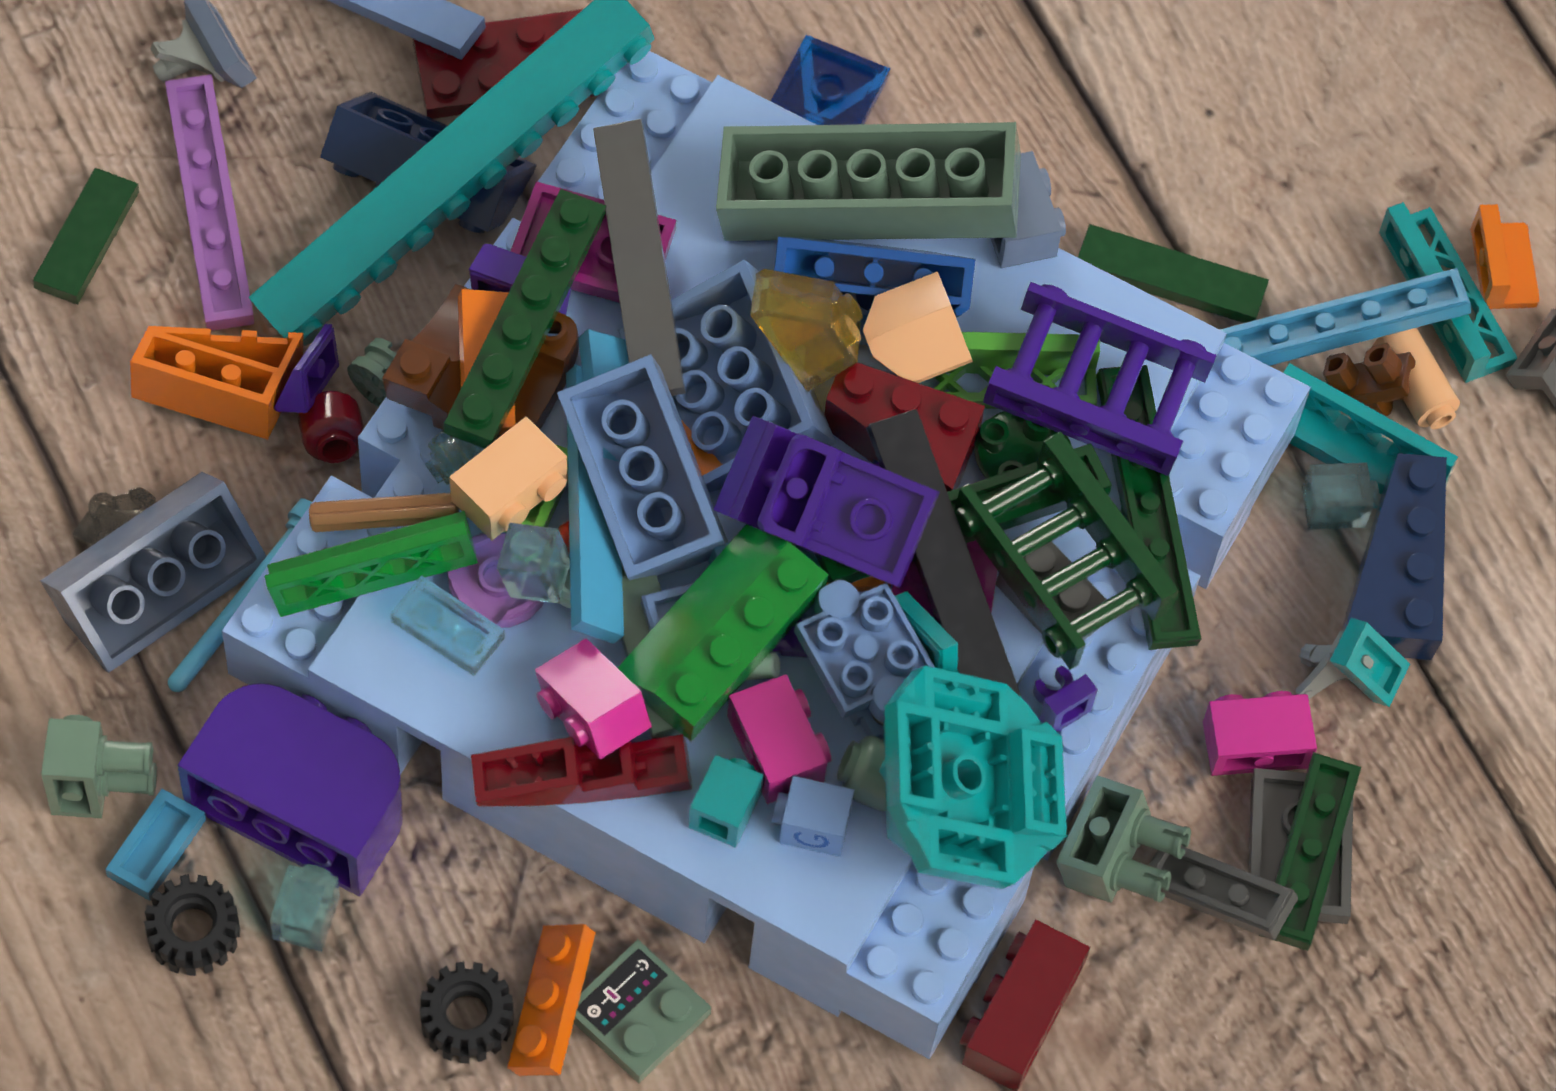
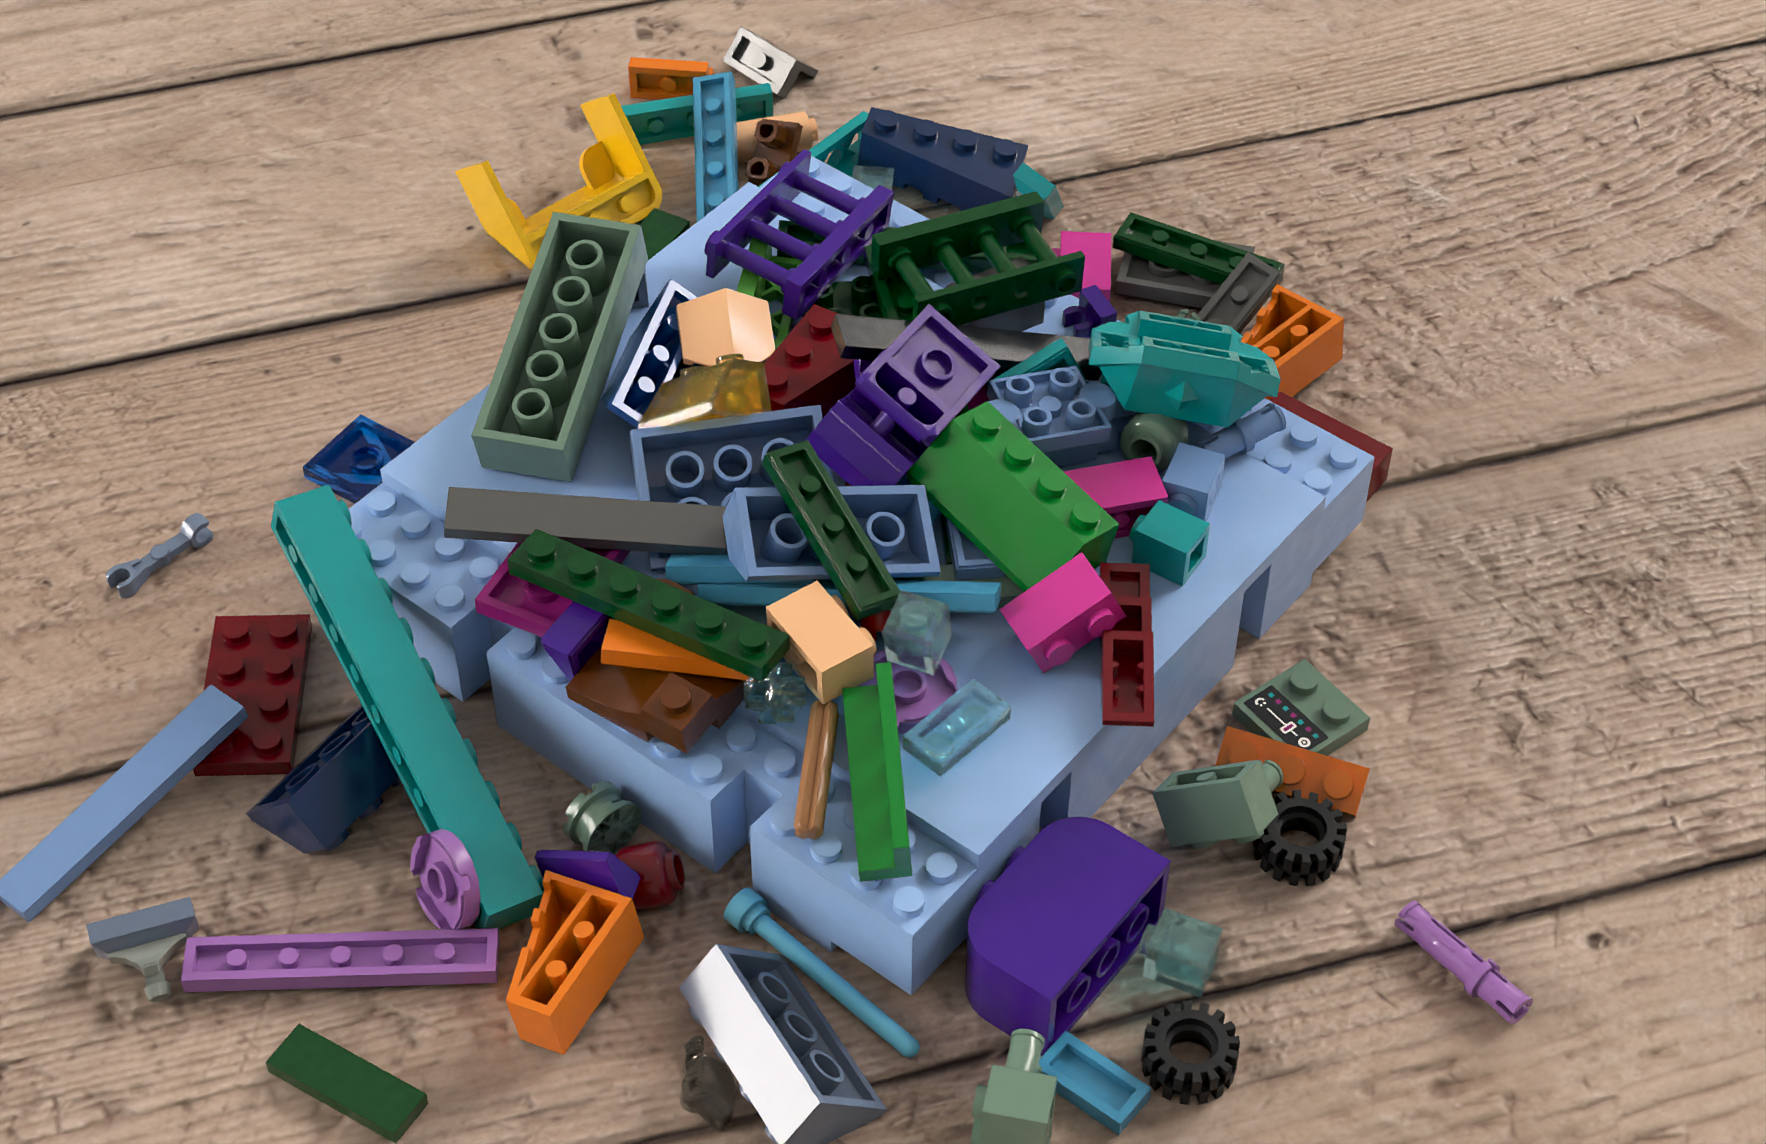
camera: 75 degrees left, 15 degrees down
(284, 252) = (447, 878): none -> medium lavender tile
(477, 925) = (1218, 803): none -> sand green brick
(627, 455) = (832, 529): none -> dark green tile
(926, 887) = (1245, 432): none -> medium blue pin
(1162, 951) = (1298, 337): none -> orange wedge
(1234, 208) = (616, 176): none -> yellow windscreen

